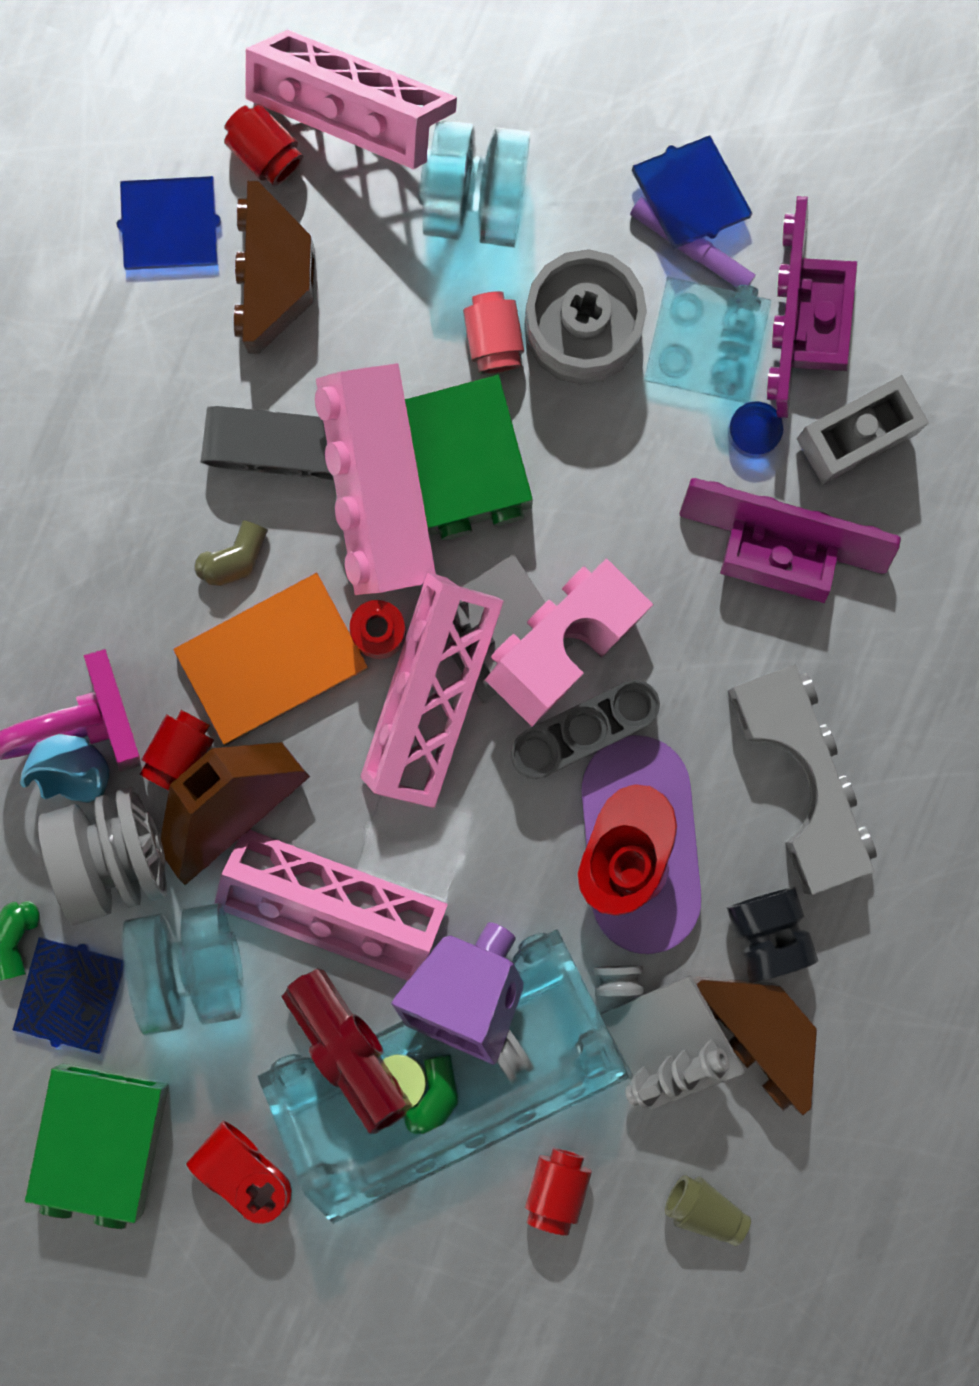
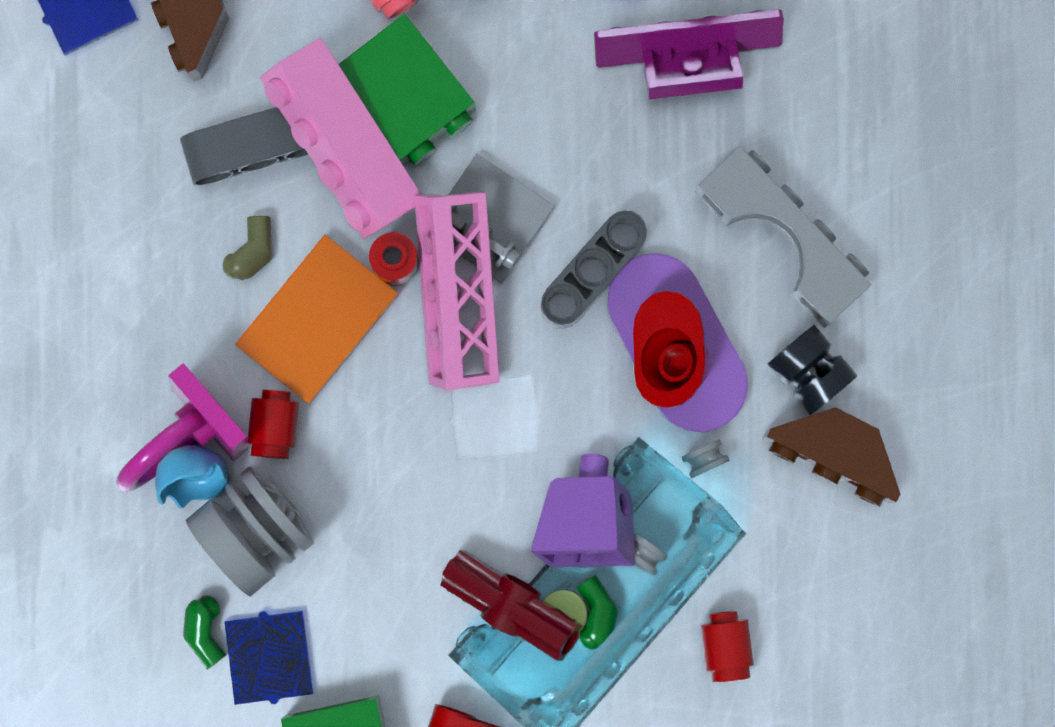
camera: 20 degrees left, 0 degrees up
(166, 971) = (341, 601): clear light blue wheel -> none
(223, 800) = (327, 448): reddish brown slope -> none
(325, 914) = (448, 504): bright pink fence -> none
(536, 670) = (562, 171): bright pink arch -> none
(670, 1044) = (768, 491): light grey hinge -> none
(705, 1211) = (851, 612): olive cone -> none

